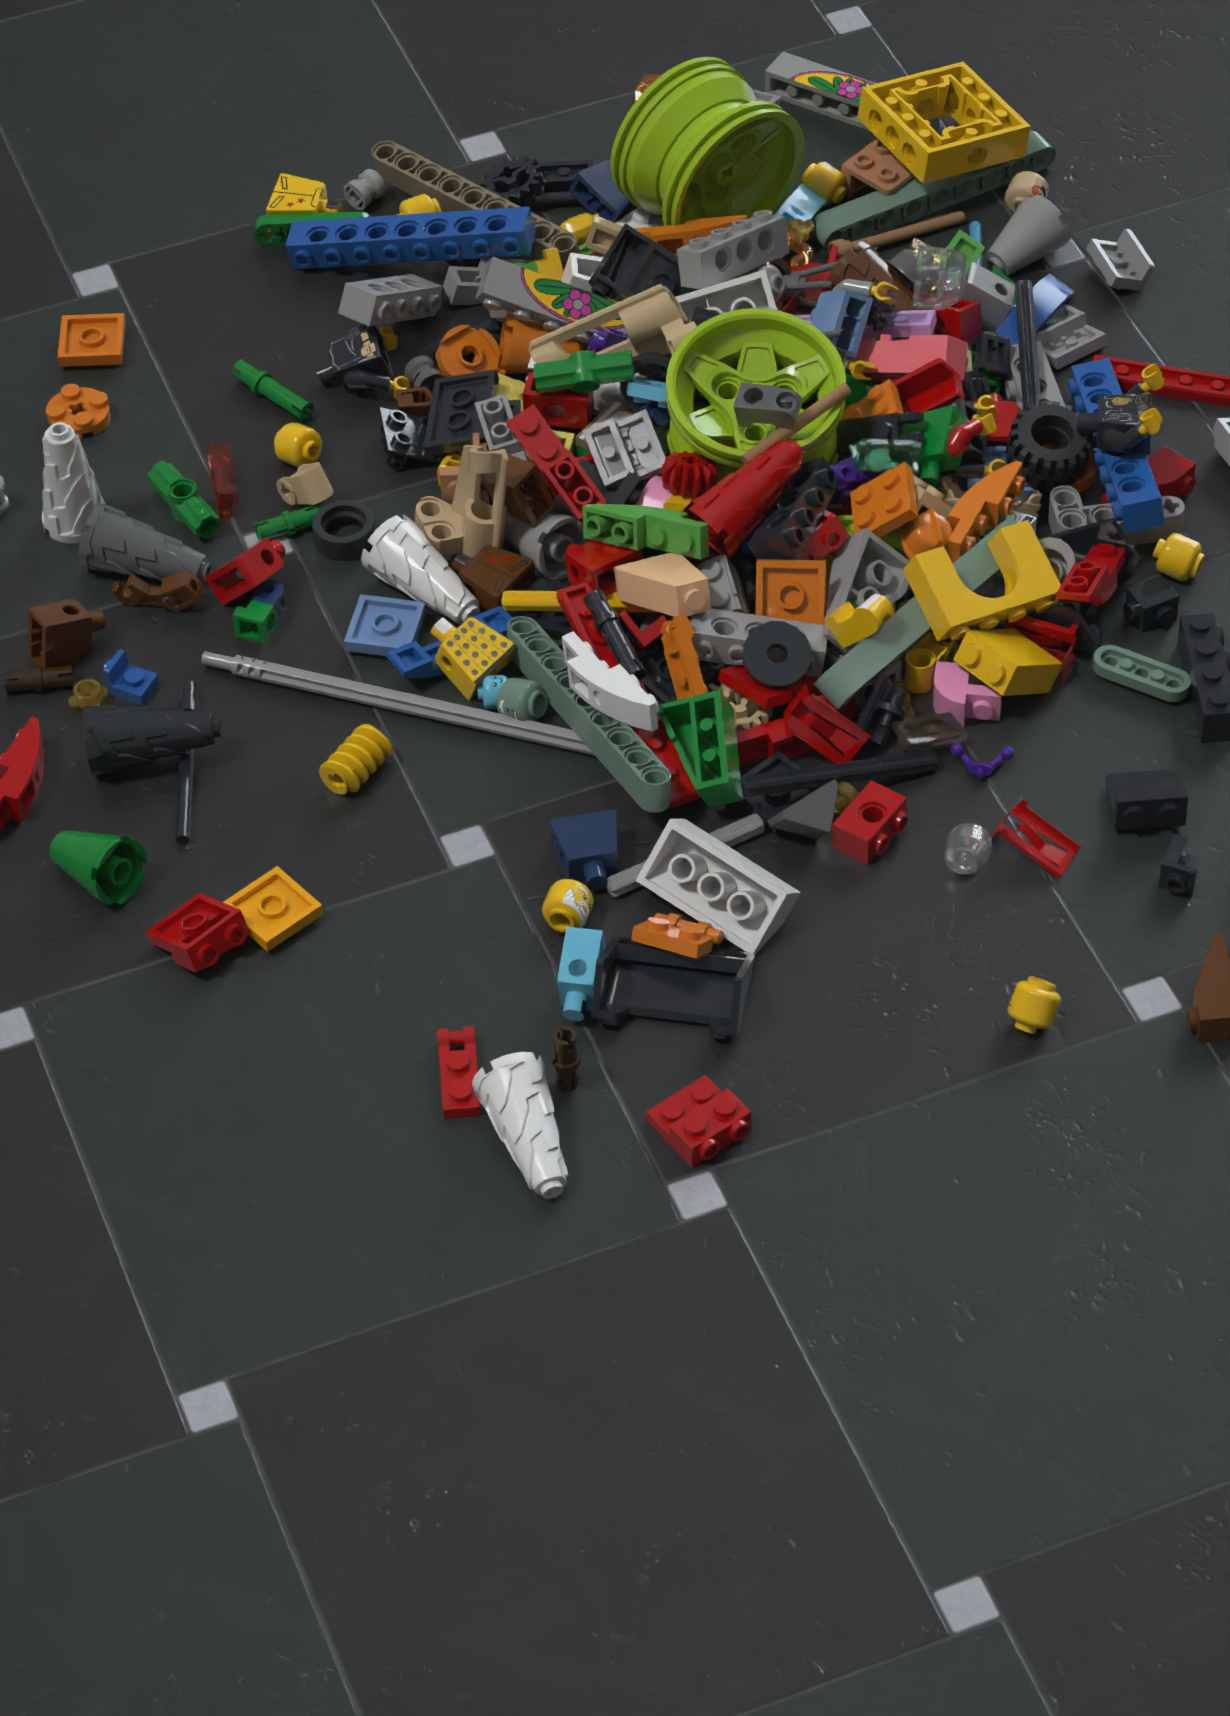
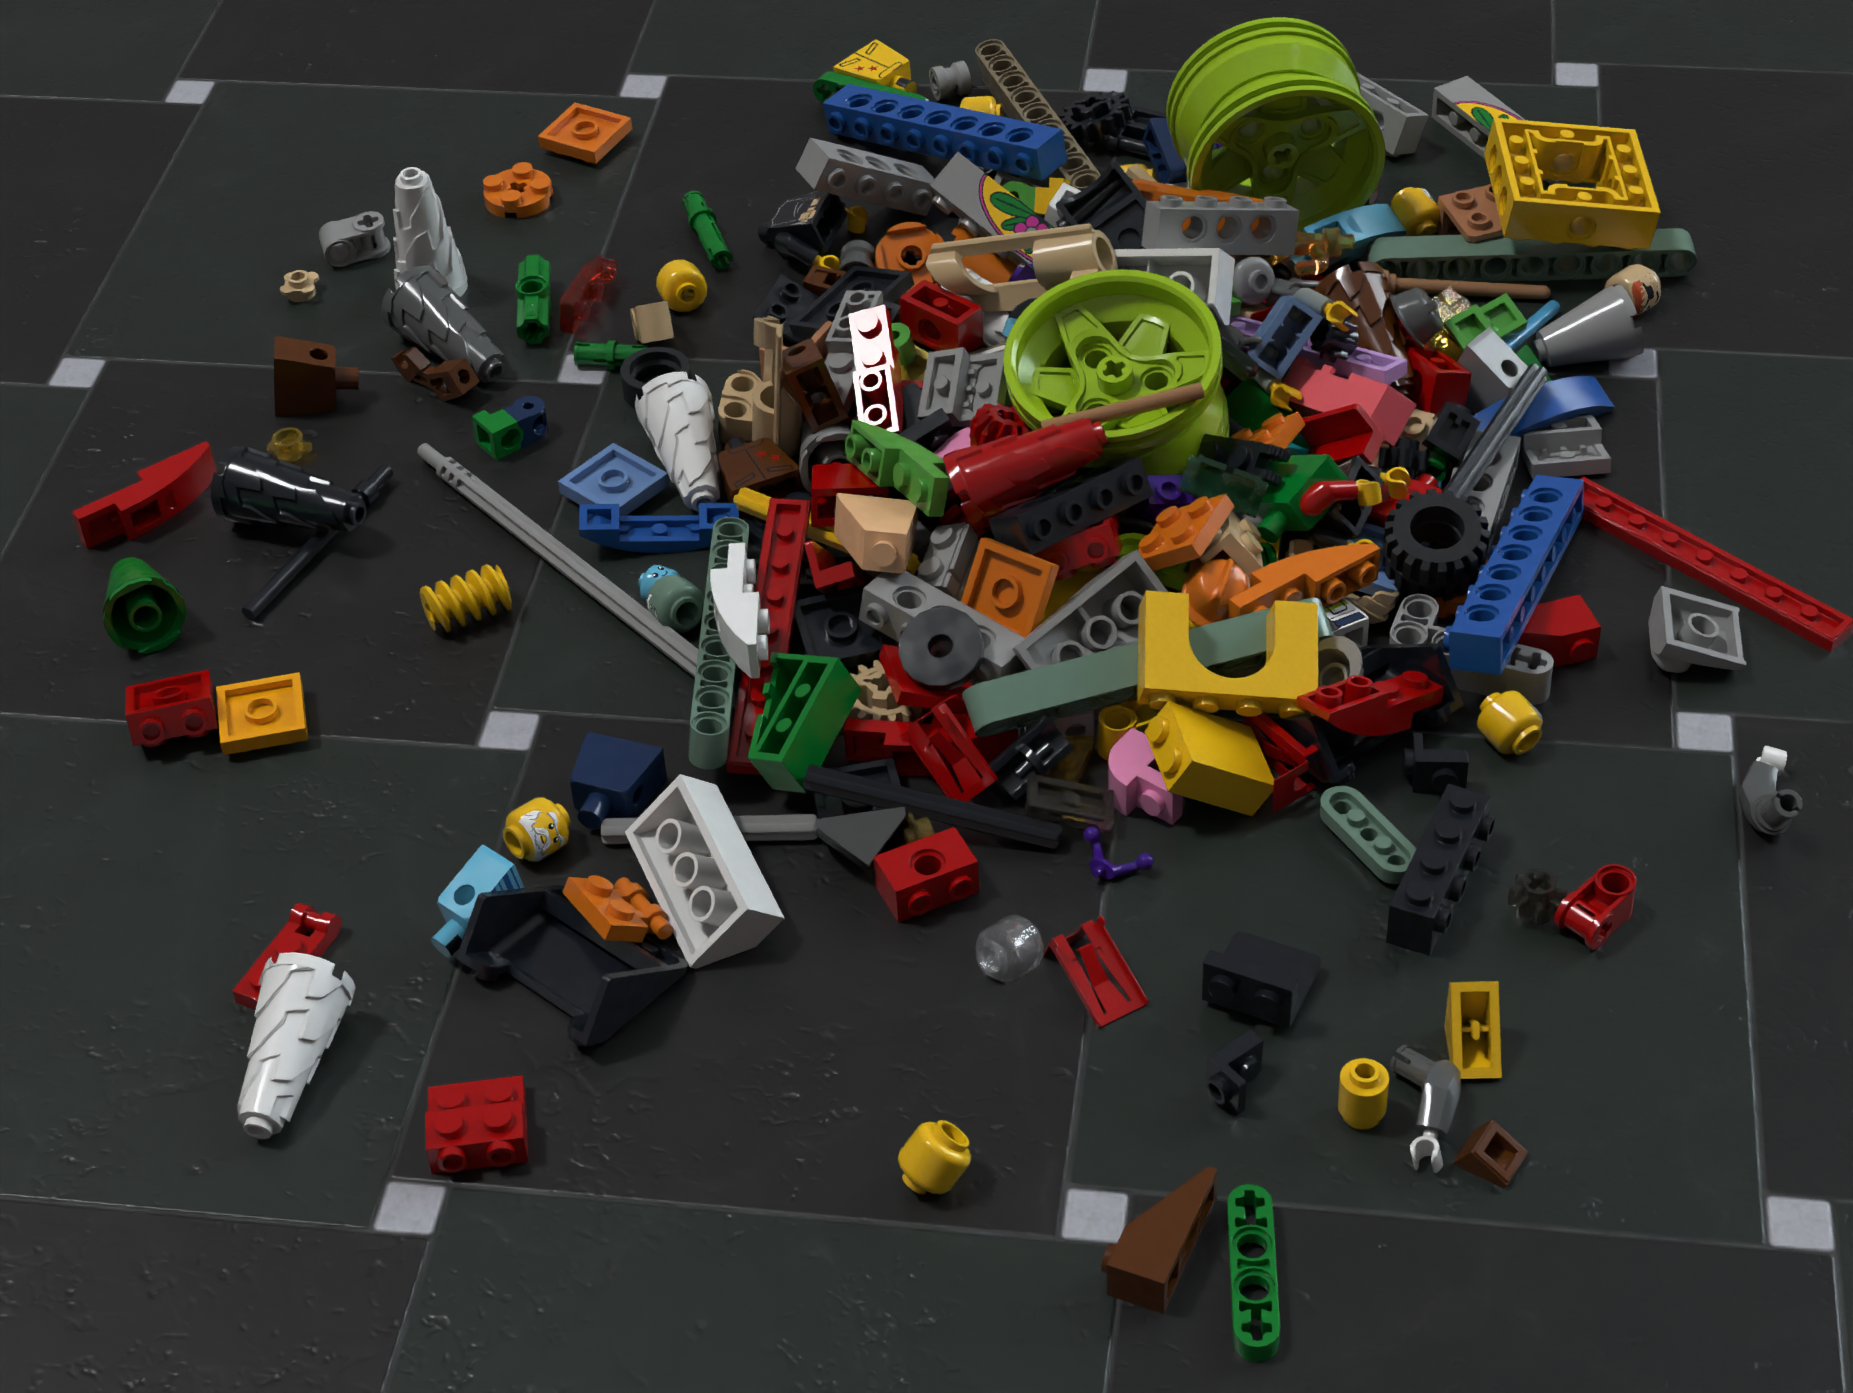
camera: 30 degrees right, 5 degrees down
(38, 678) = (260, 412): dark brown pin -> none
(128, 680) = (336, 443): blue bracket -> none
(254, 564) = (514, 378): red torso -> none
(470, 653) = (664, 535): yellow torso -> none
(566, 1058) = (382, 988): dark brown pin -> none
(584, 371) = (967, 292): green piece -> none
(608, 624) = (789, 551): black pin -> none
(682, 658) = (843, 615): orange hinge -> none
(766, 405) = (1097, 377): dark grey leg -> none
(855, 624) = (1053, 642): yellow leg -> none
(938, 277) = (1432, 327): clear torso -> none
(1122, 262) = (1686, 393): light grey bracket -> none
(1126, 420) = (1527, 542): torso -> none

